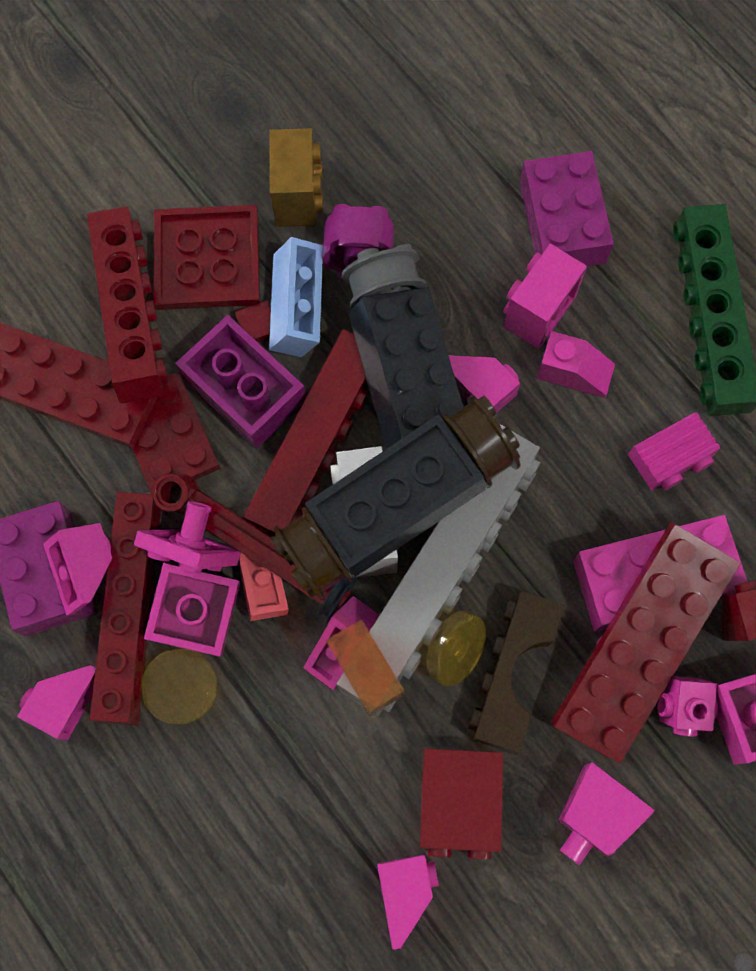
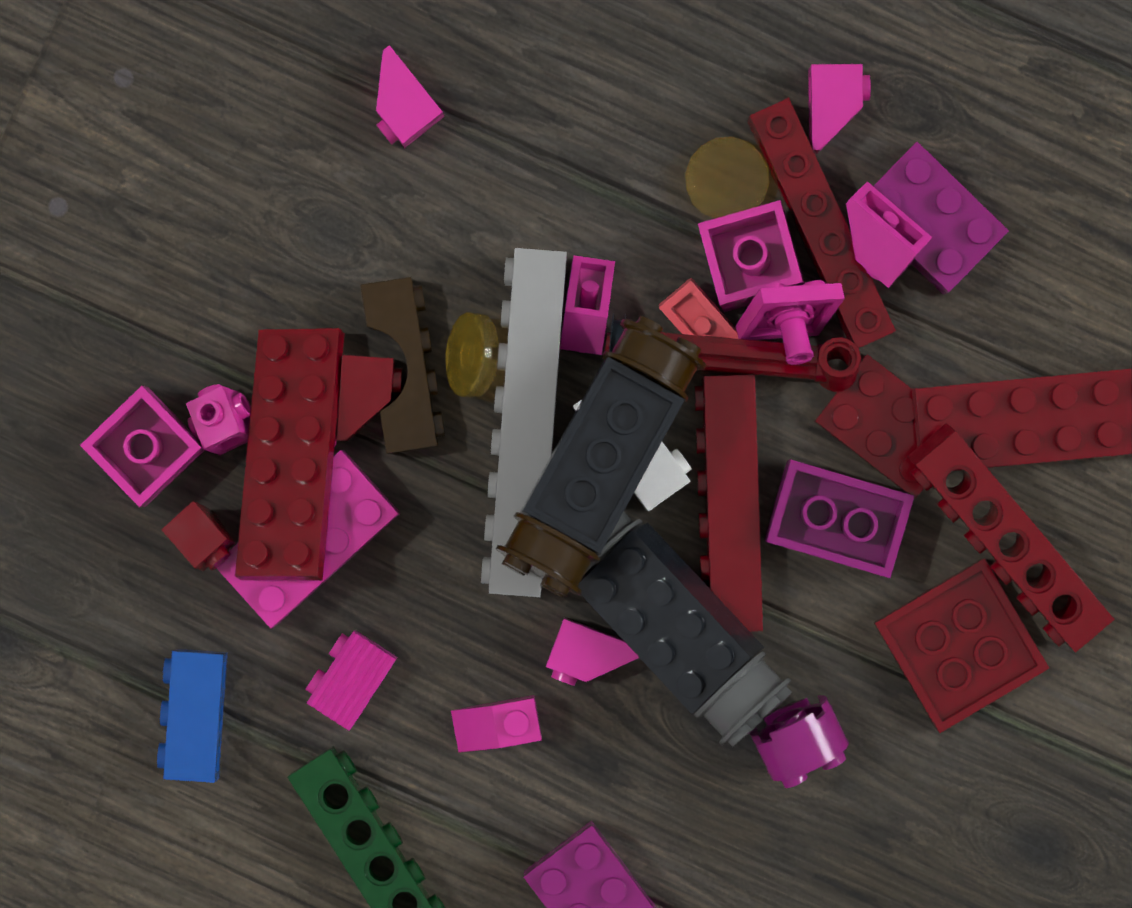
camera: 150 degrees right, 15 degrees up
(256, 320) = (864, 600): dark red tile -> none
(295, 177) = (911, 779): pearl gold brick -> none
(296, 297) = (834, 643): light blue brick -> none
(365, 667) = (544, 276): clear orange brick -> none
(461, 802) = (393, 212): dark red brick -> none
(543, 295) = (569, 779): dark pink brick -> none
(556, 666) = (364, 391): none -> dark red slope
(600, 814) = (255, 269): dark pink torso -> none

